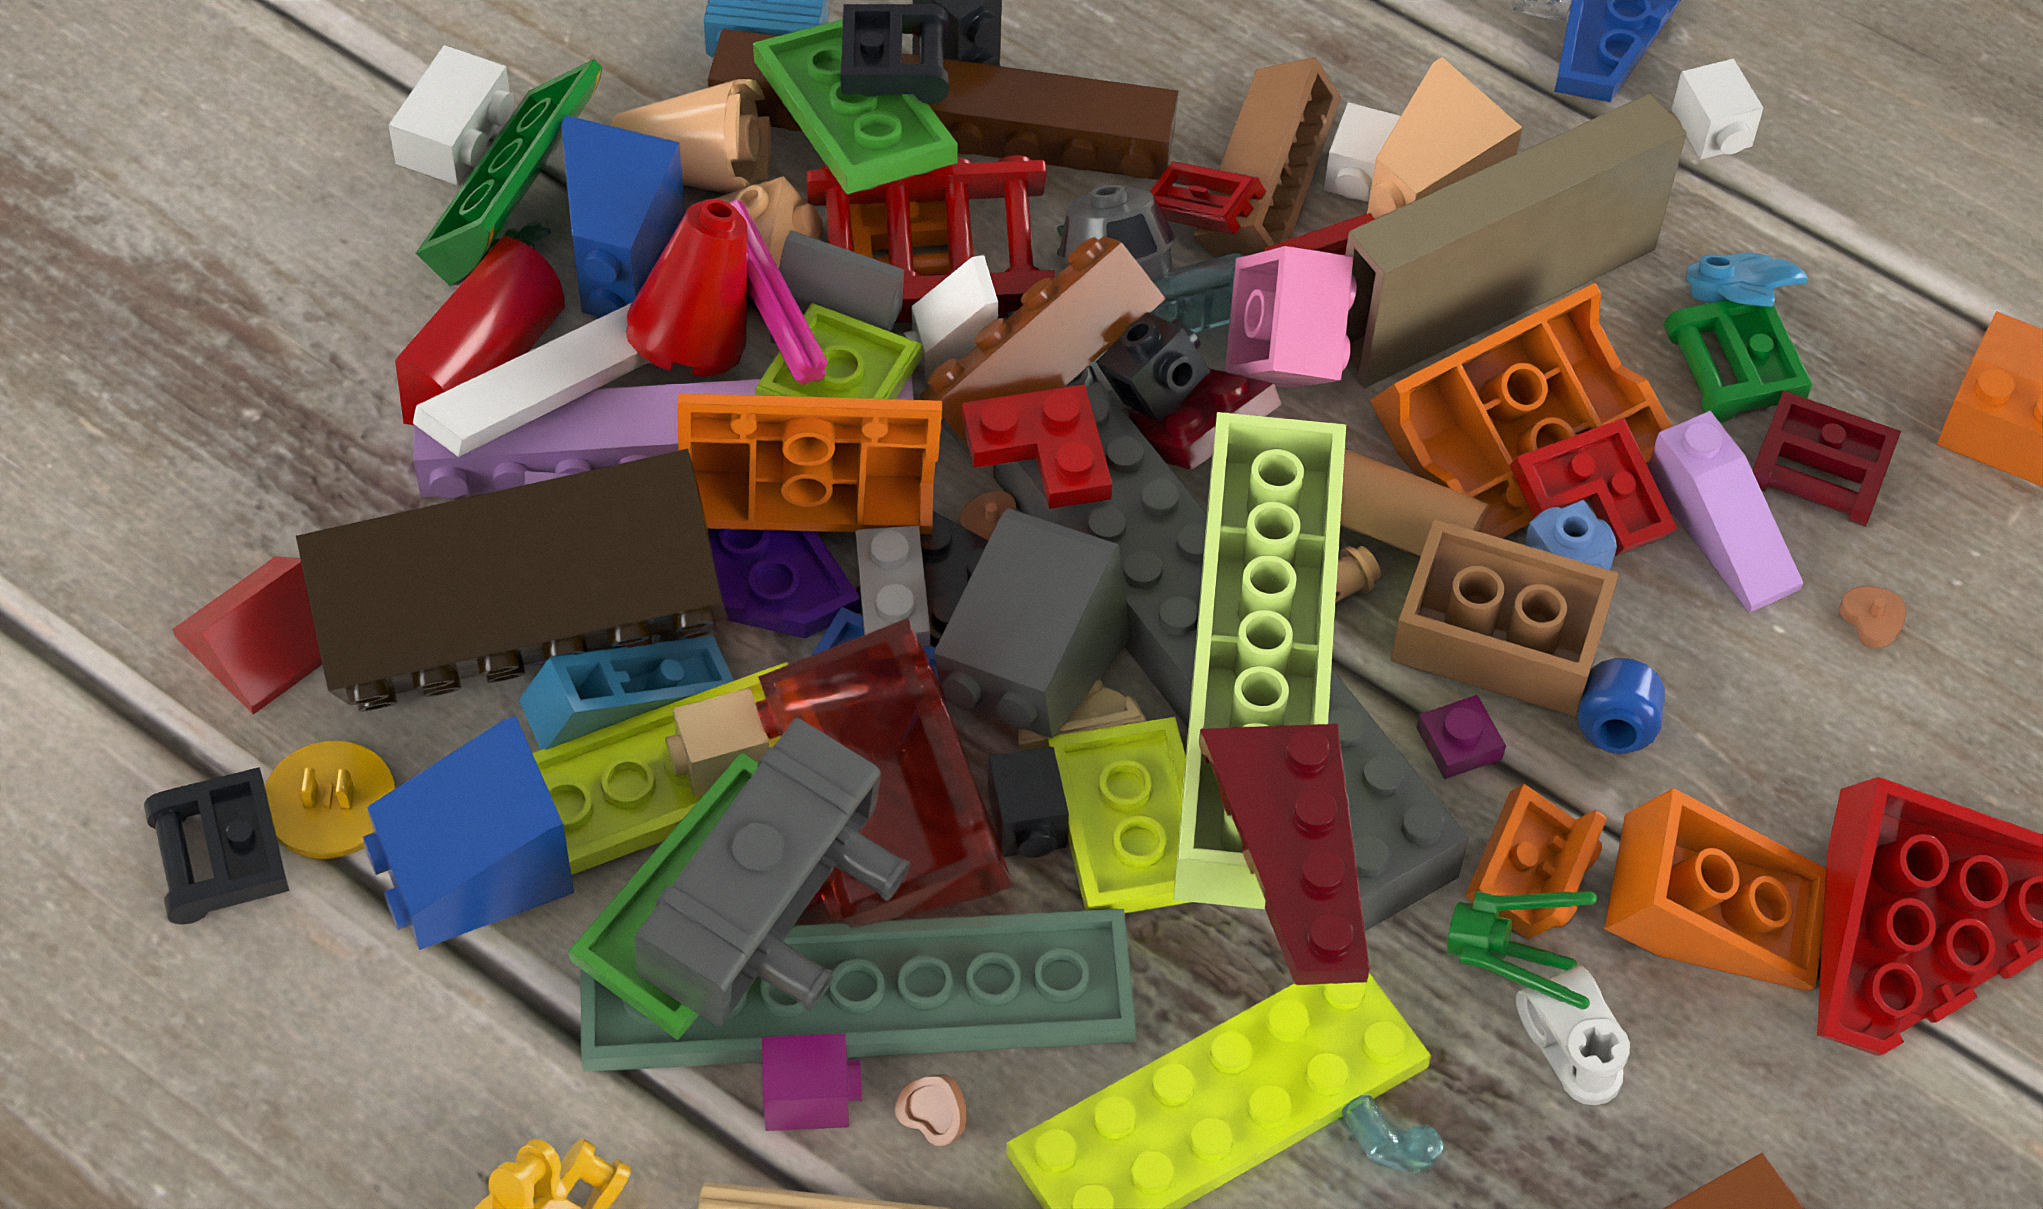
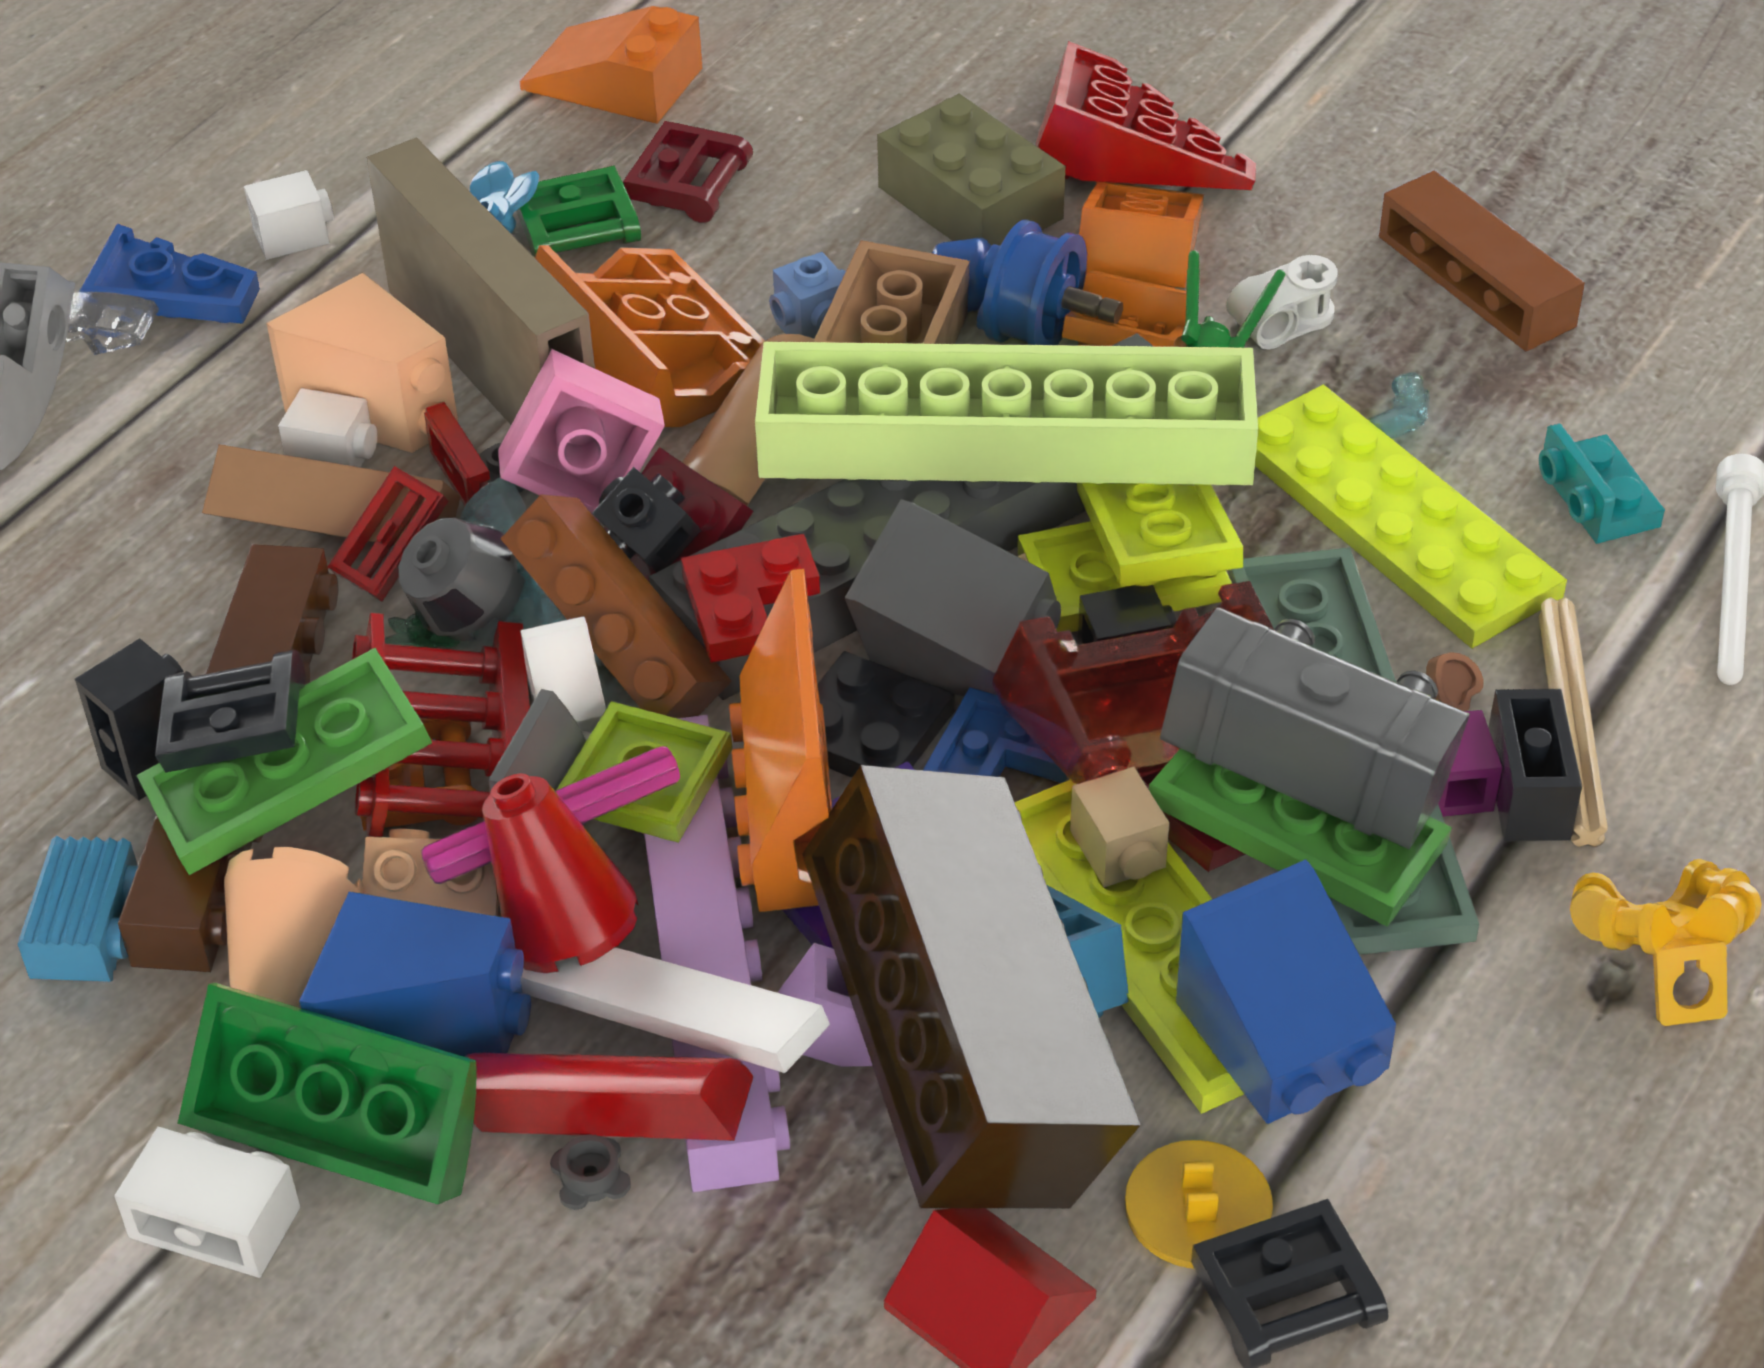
camera: 90 degrees left, 10 degrees down
(776, 1139) = (1538, 762): none -> black brick
(892, 579) = (900, 729): light grey plate -> none
(1117, 821) = (1161, 530): none -> neon yellow plate
(1298, 841) = (1213, 350): dark red wing -> none
(1564, 747) = (1037, 283): none -> blue wheel
(1600, 469) = (732, 282): red plate -> none
(1724, 510) = (738, 222): lavender slope -> none
(1807, 723) = (969, 172): none -> olive brick
(1875, 614) = (840, 155): nougat piece -> none

